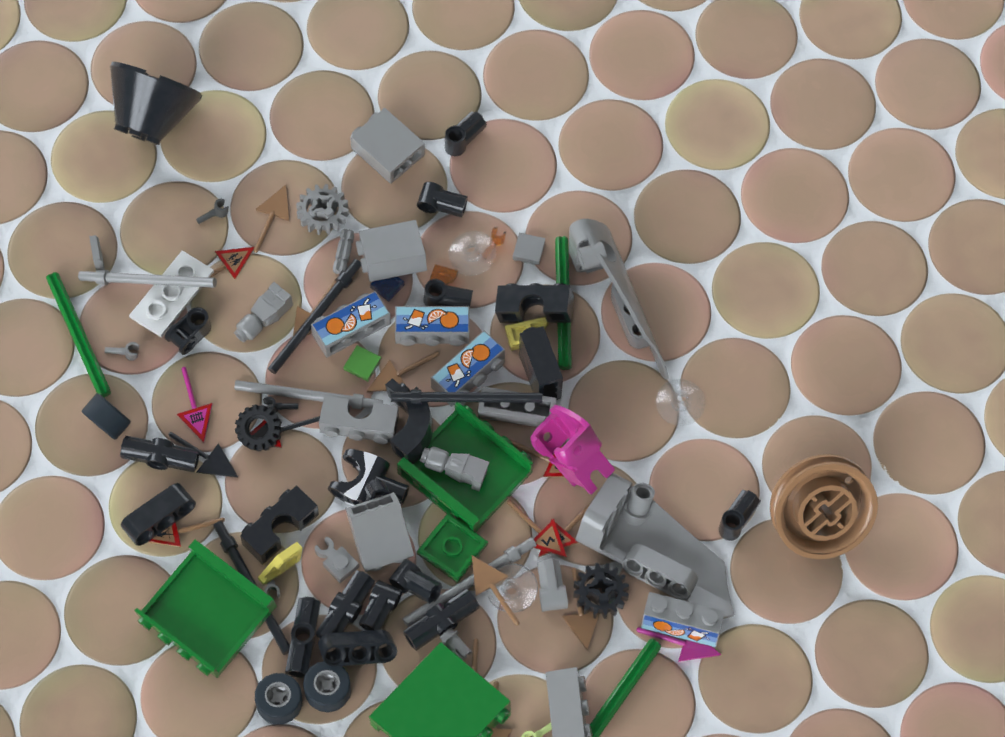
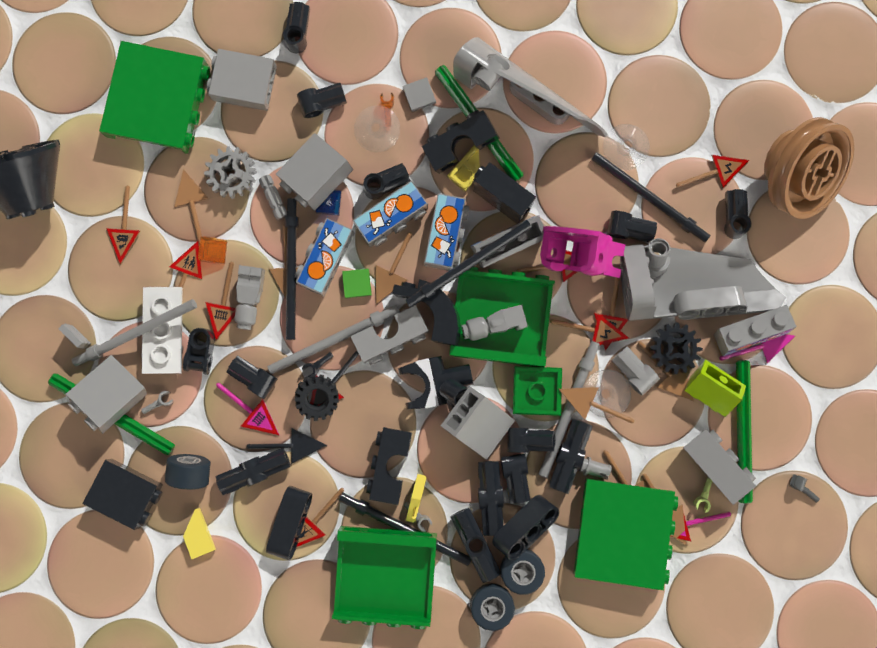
camera: 35 degrees left, 20 degrees up
(39, 401) = (123, 494): none -> black brick
(73, 476) = (198, 536): none -> light yellow tile
(87, 312) = (105, 394): none -> light grey brick
(194, 206) = (122, 238): none -> piece
(217, 211) = (143, 232): dark grey hand -> none
(218, 382) = (257, 380): none -> black piece
(228, 315) = (221, 314): none -> piece
(260, 260) = (212, 250): none -> clear orange slope
(305, 113) = (155, 96): none -> green panel
(338, 563) = (457, 462): light grey plate -> none
(444, 274) = (367, 165): clear orange tile -> none
(611, 643) = (715, 388): none -> lime brick
(630, 461) = (625, 226): none -> black piece
(688, 497) = (687, 224): none -> black bar
(757, 474) = (725, 168): none -> piece

